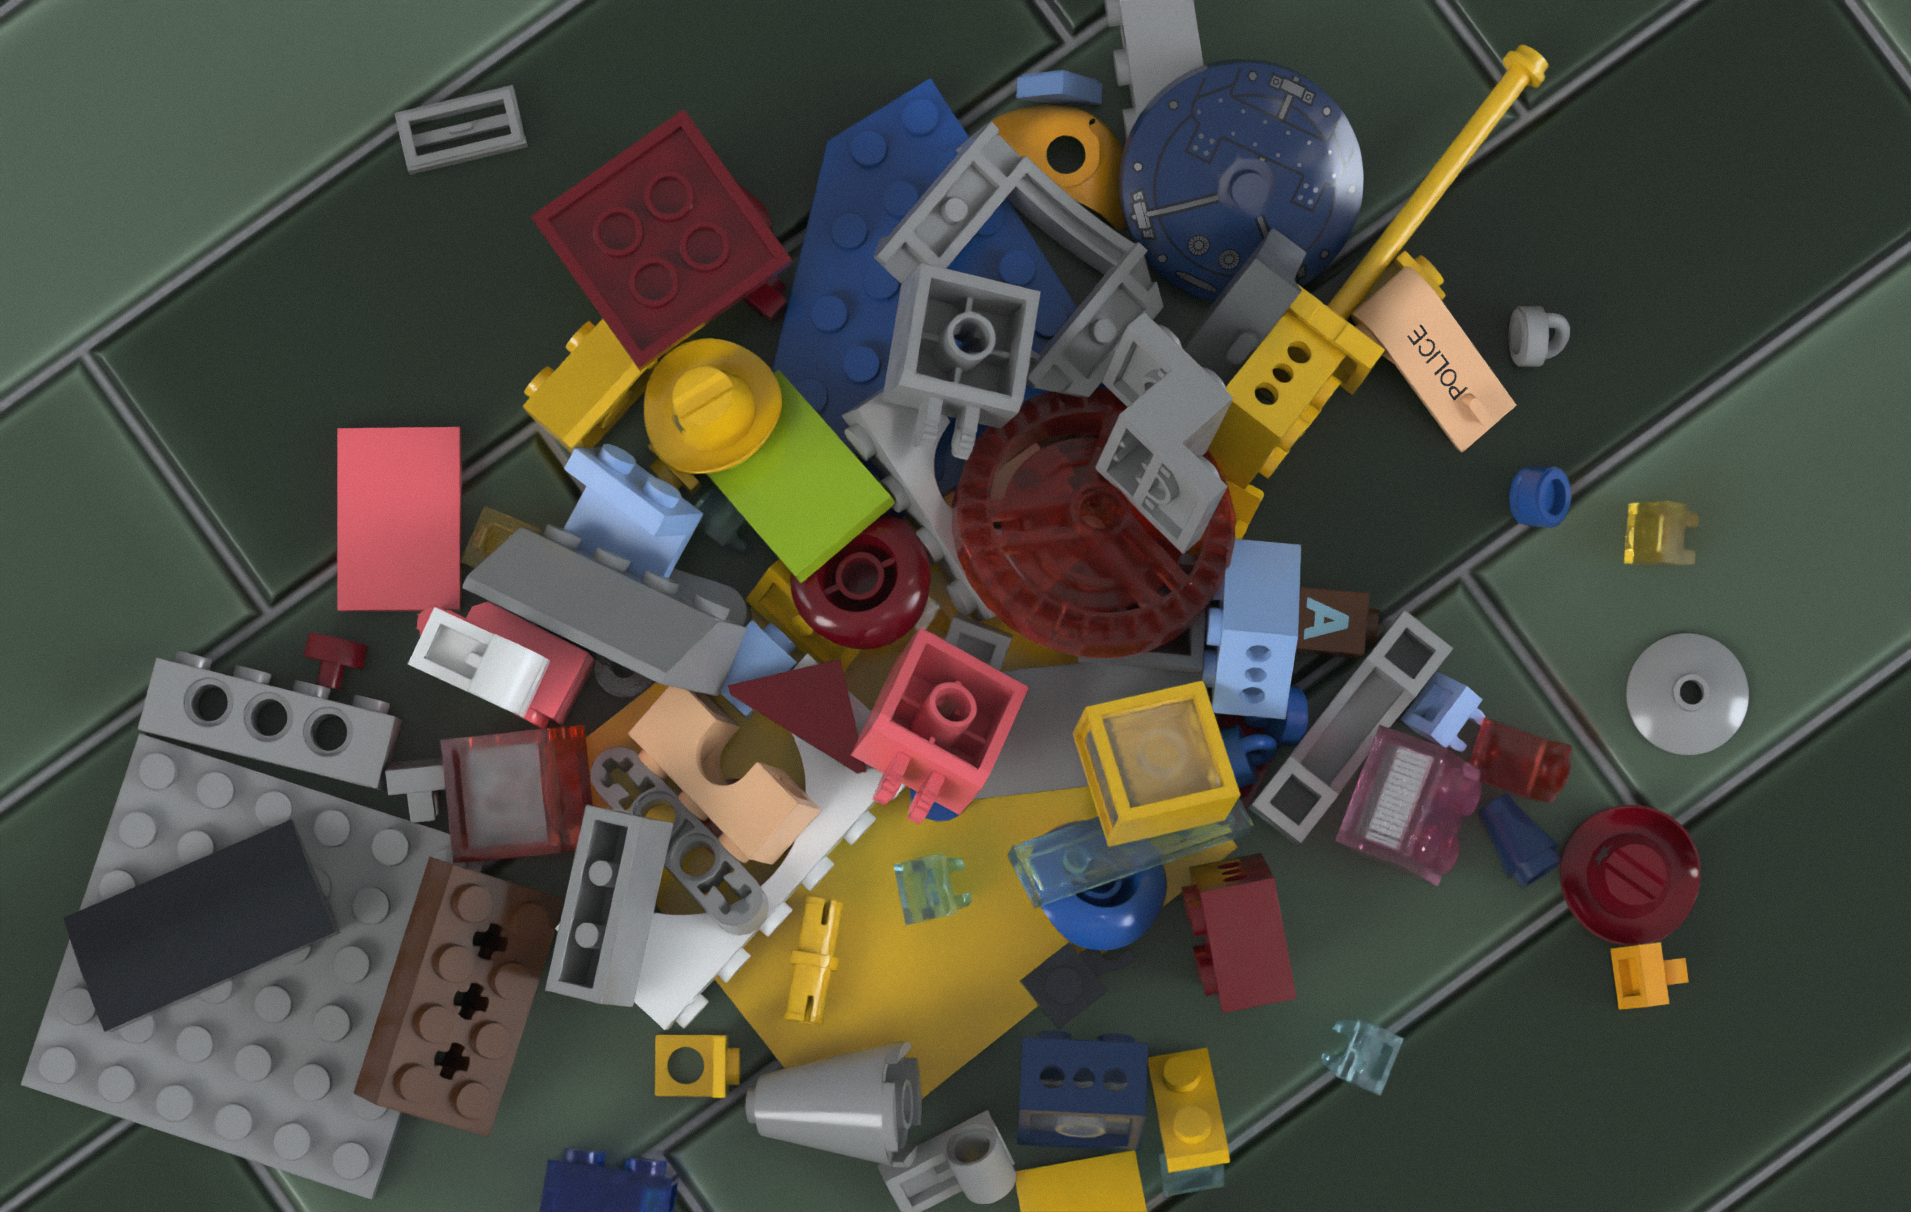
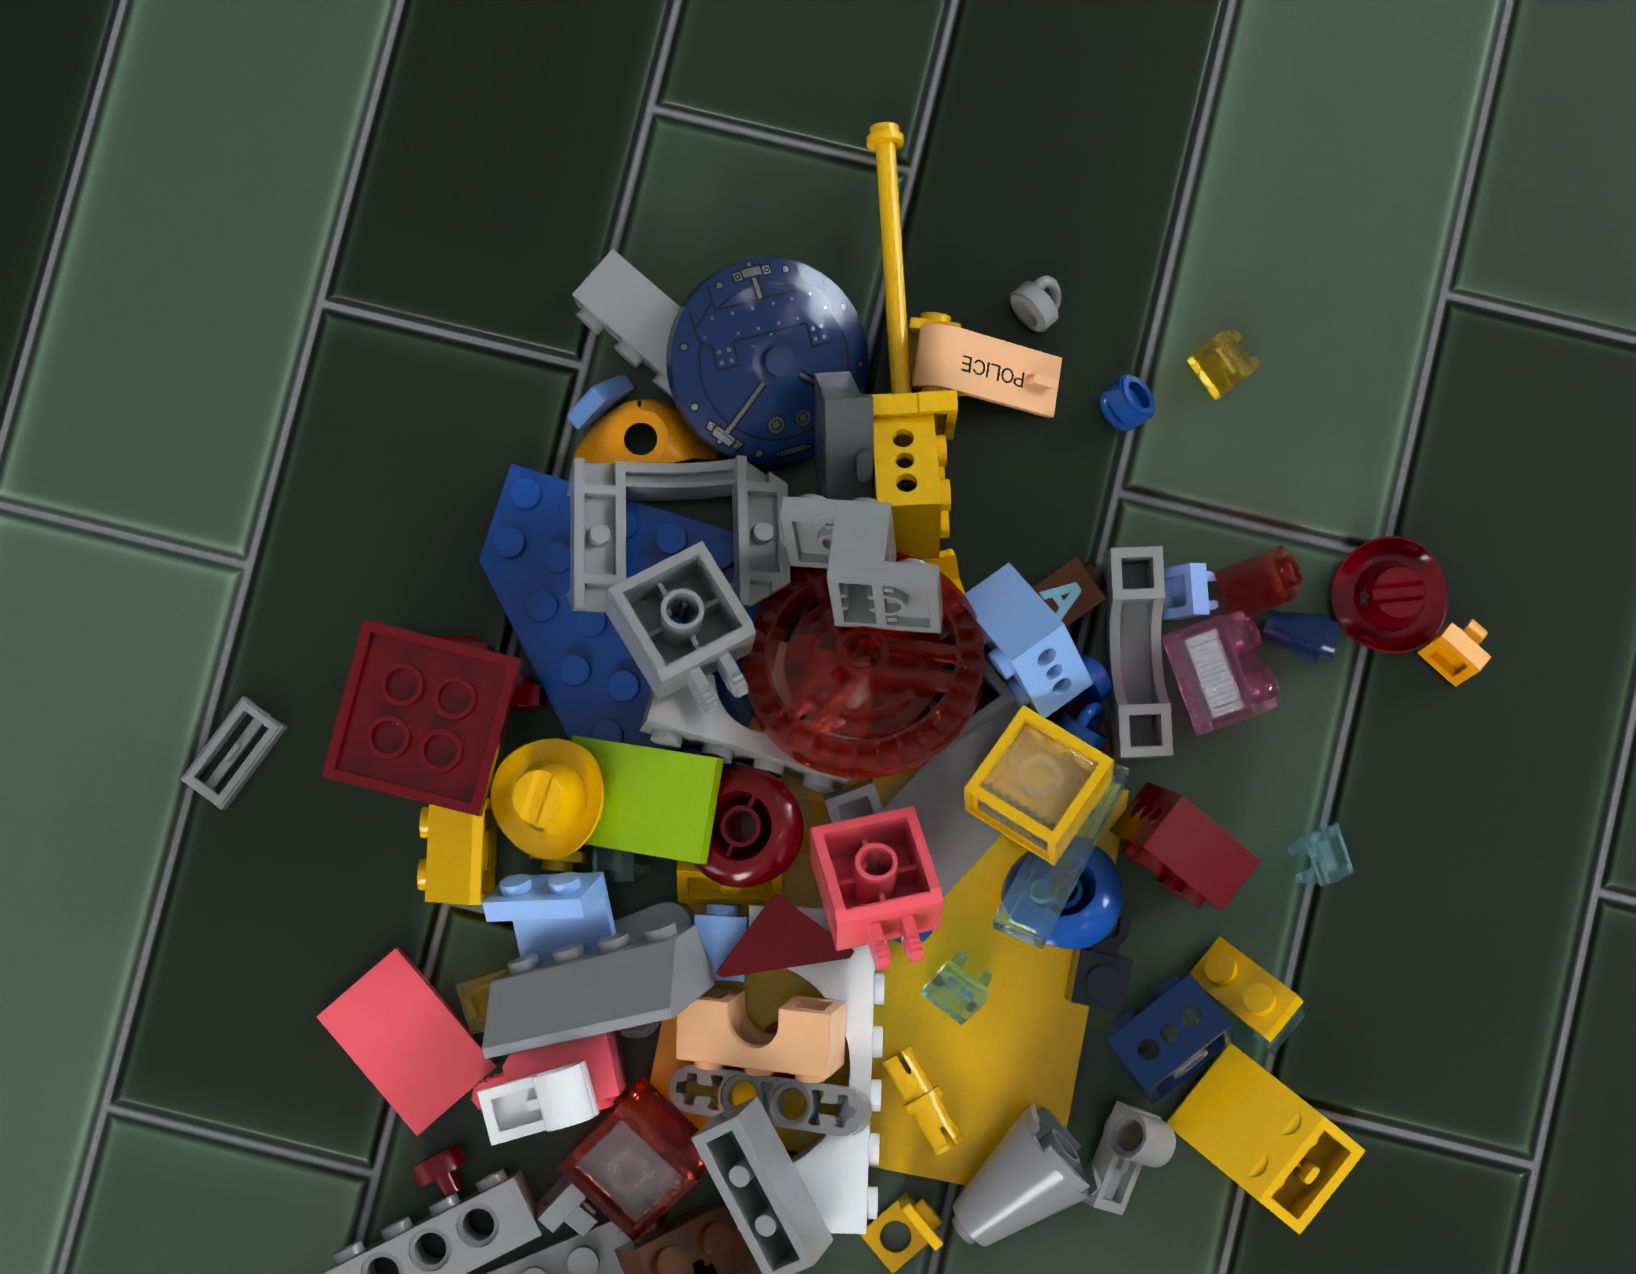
camera: 40 degrees left, 0 degrees up
(1656, 701) = (1308, 467): light grey dish -> none

